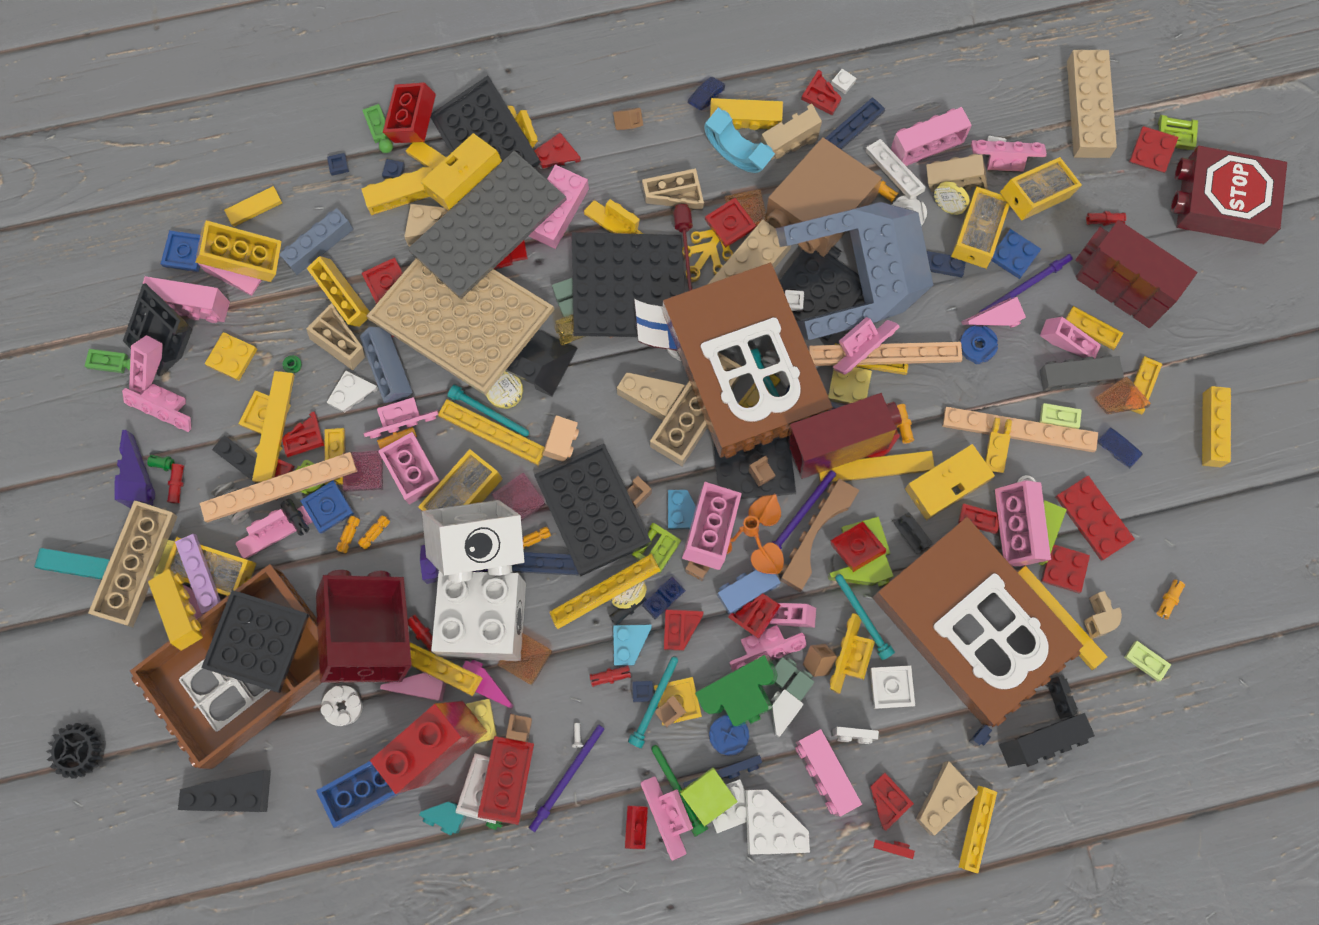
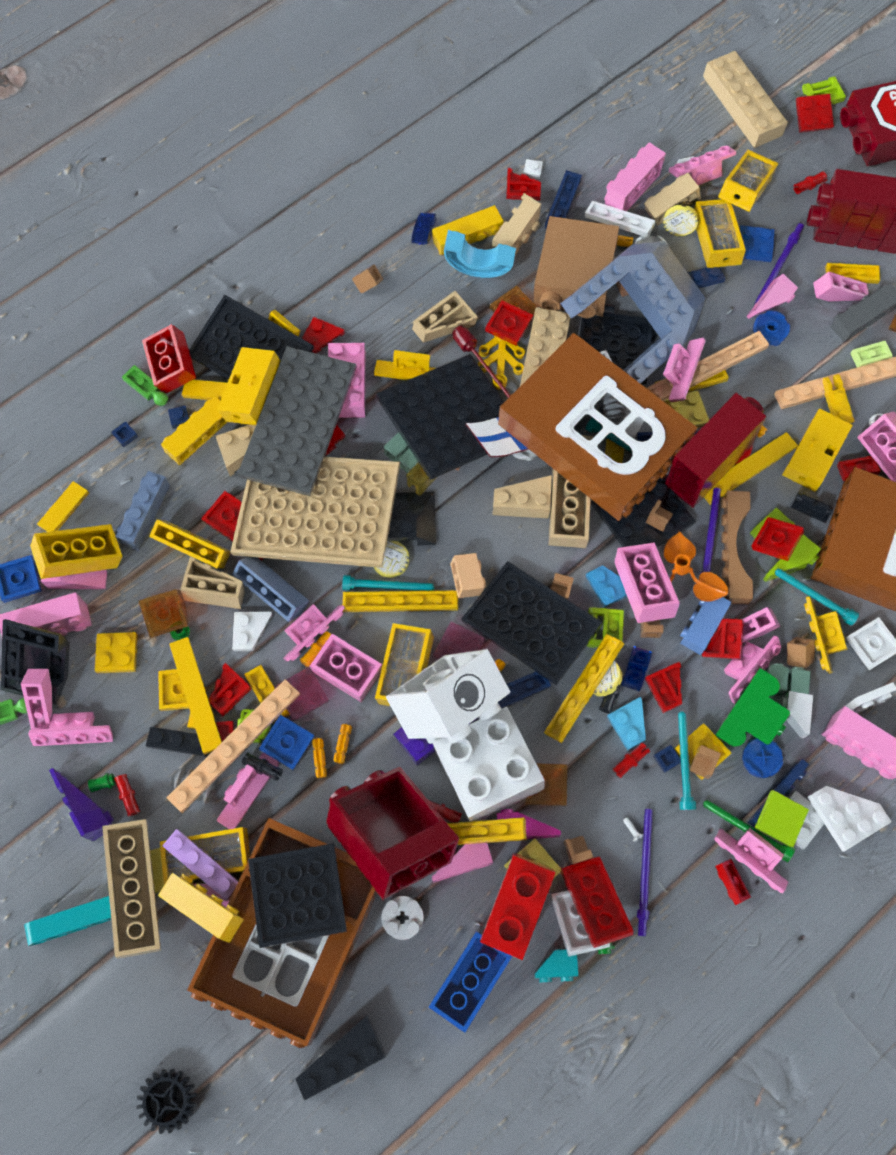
camera: 30 degrees left, 5 degrees down
(285, 342) = (164, 612): none -> clear orange slope

